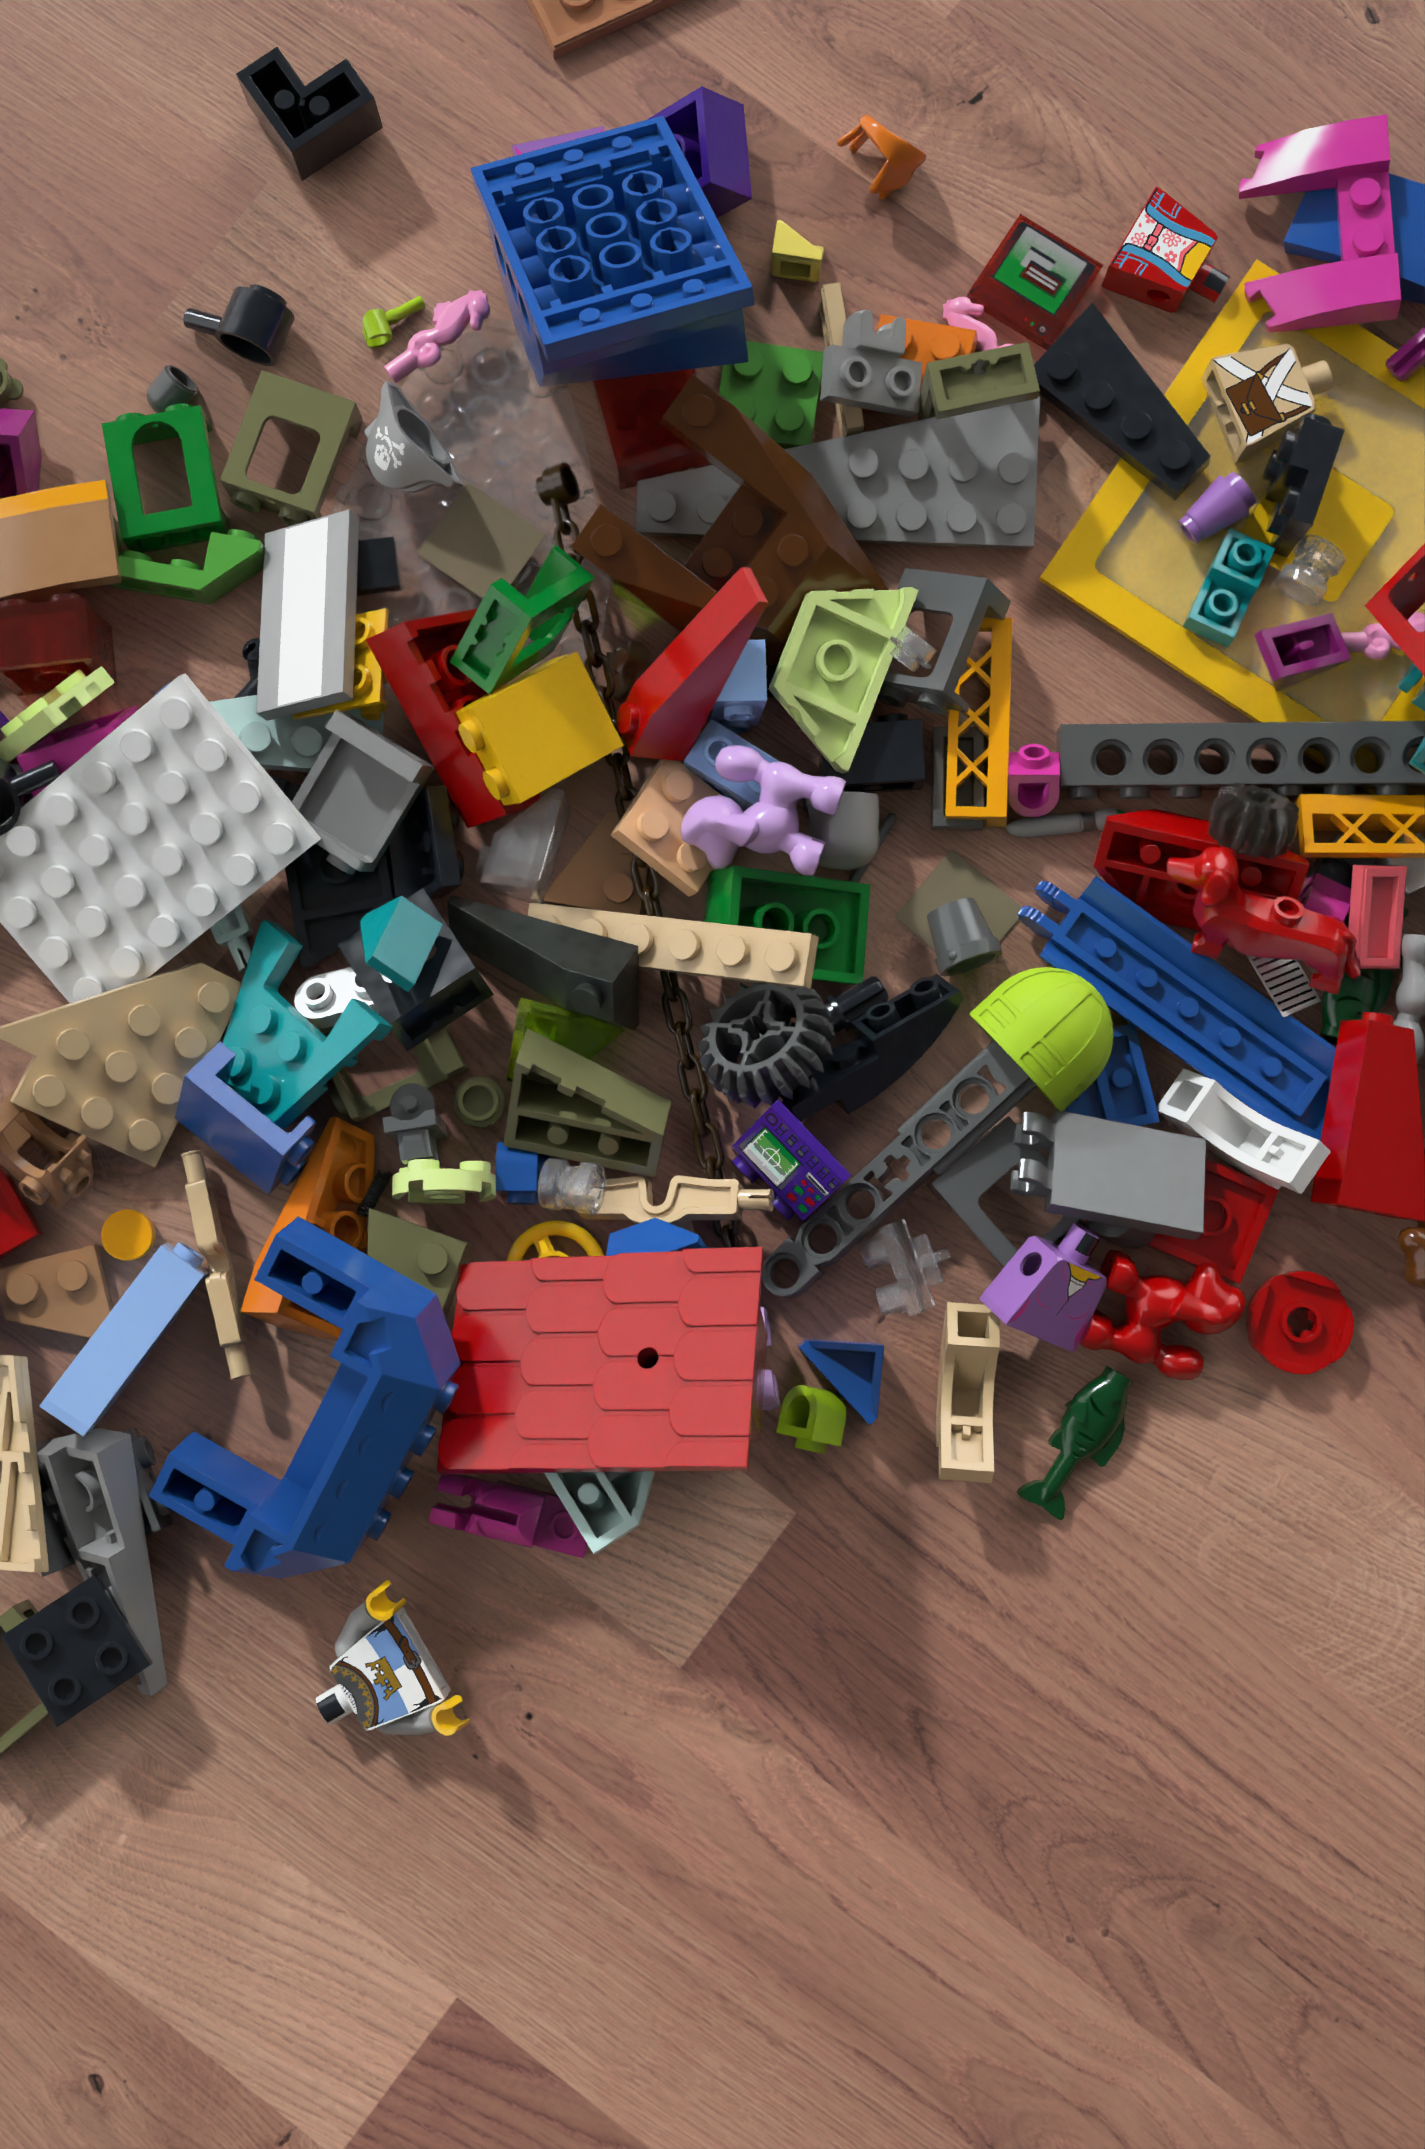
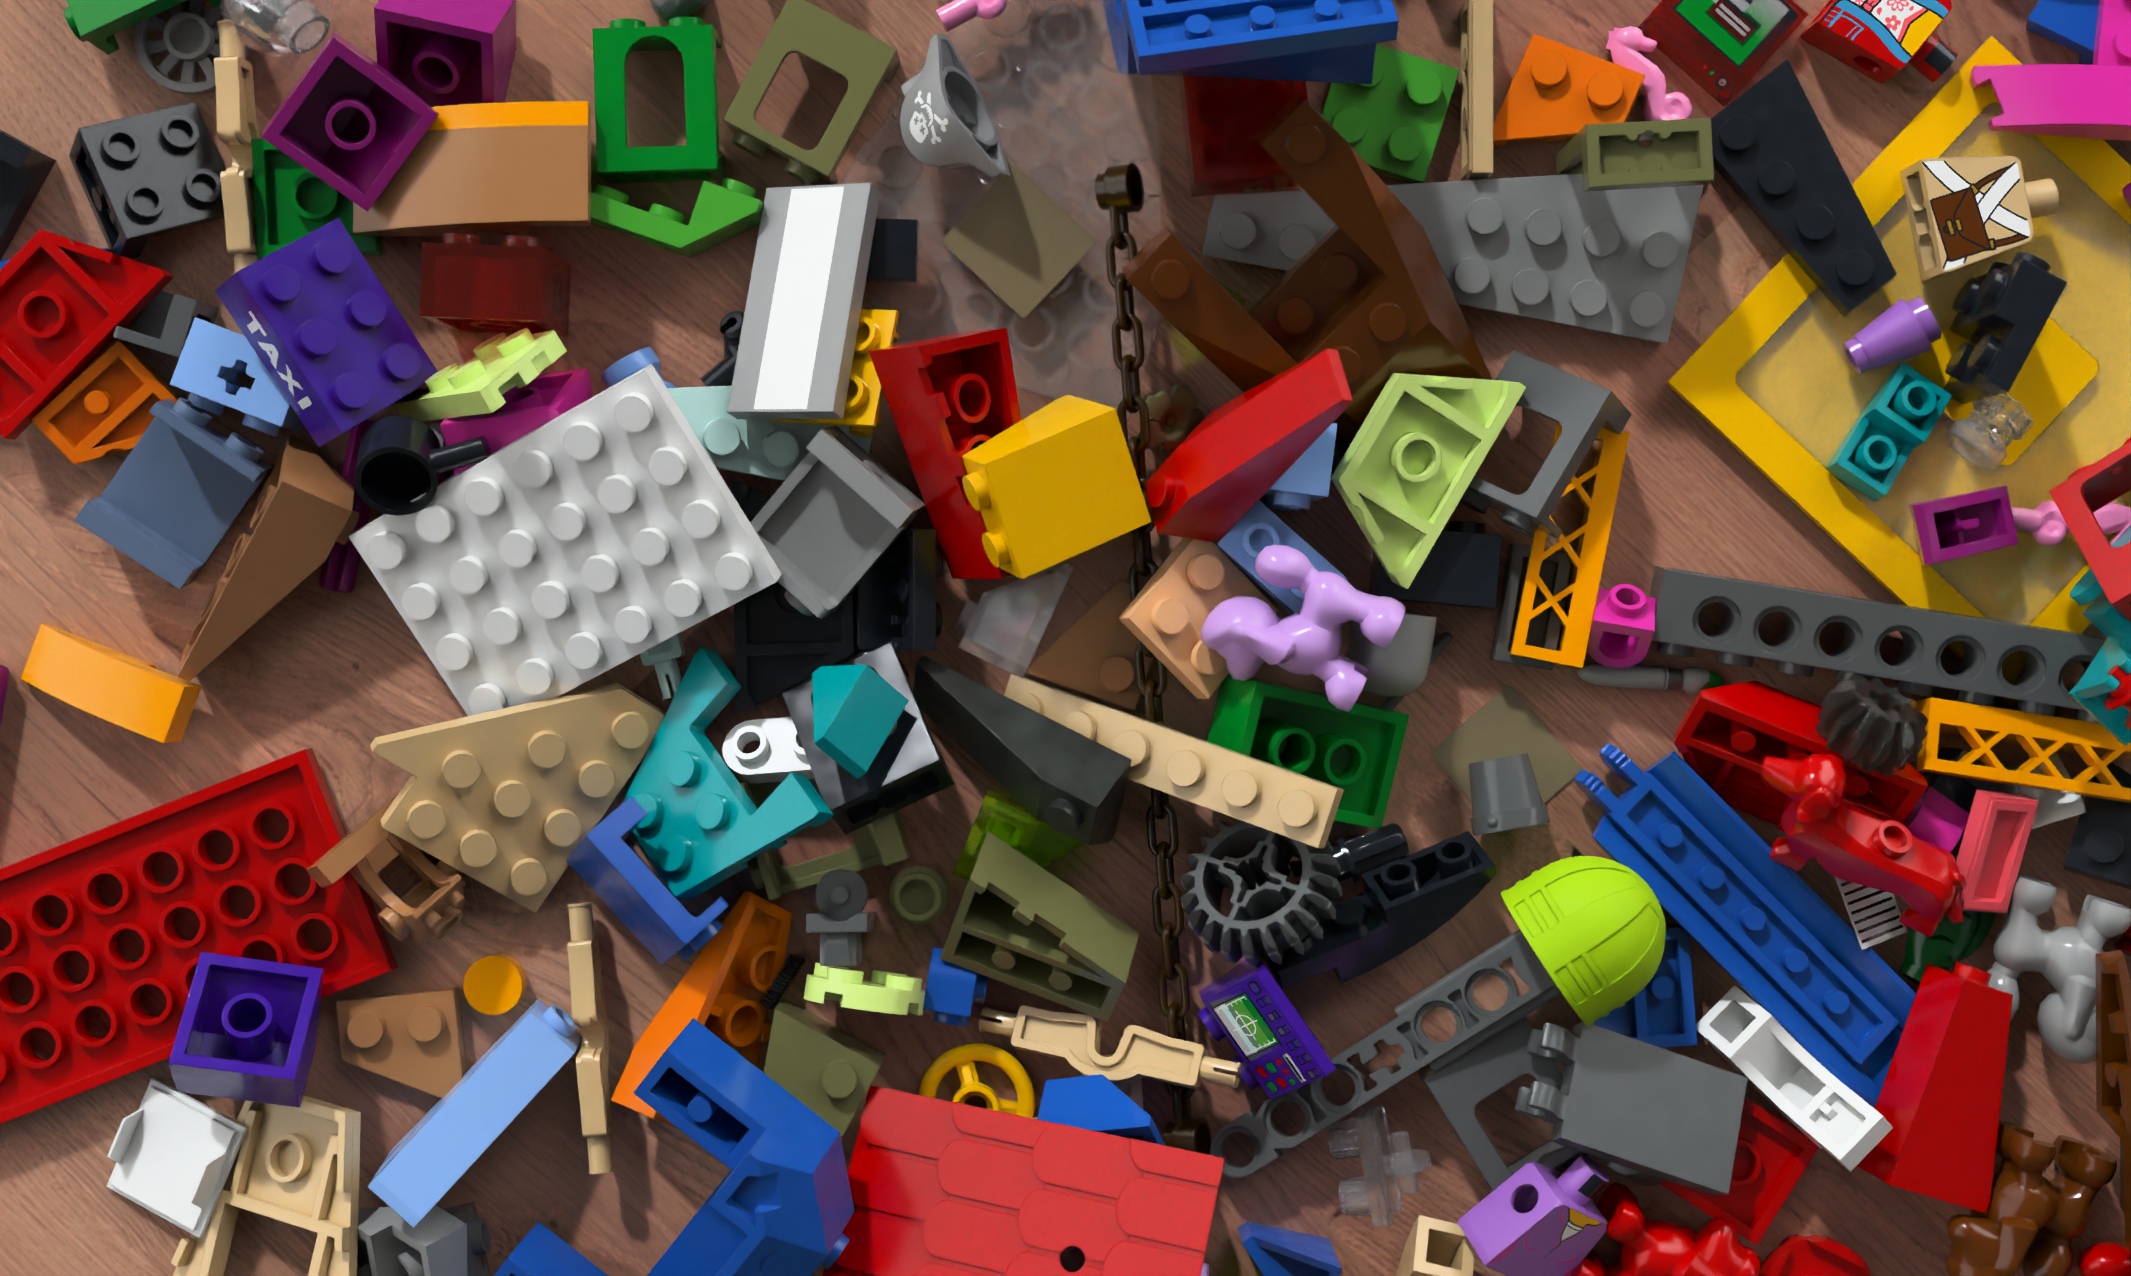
camera: 10 degrees right, 5 degrees up
(505, 619) = (1054, 362): green panel -> none
(570, 1185) = (1011, 1017): clear wheel -> none
(869, 369) = (1512, 105): light grey plate -> none
(912, 649) = (1507, 459): clear plate -> none

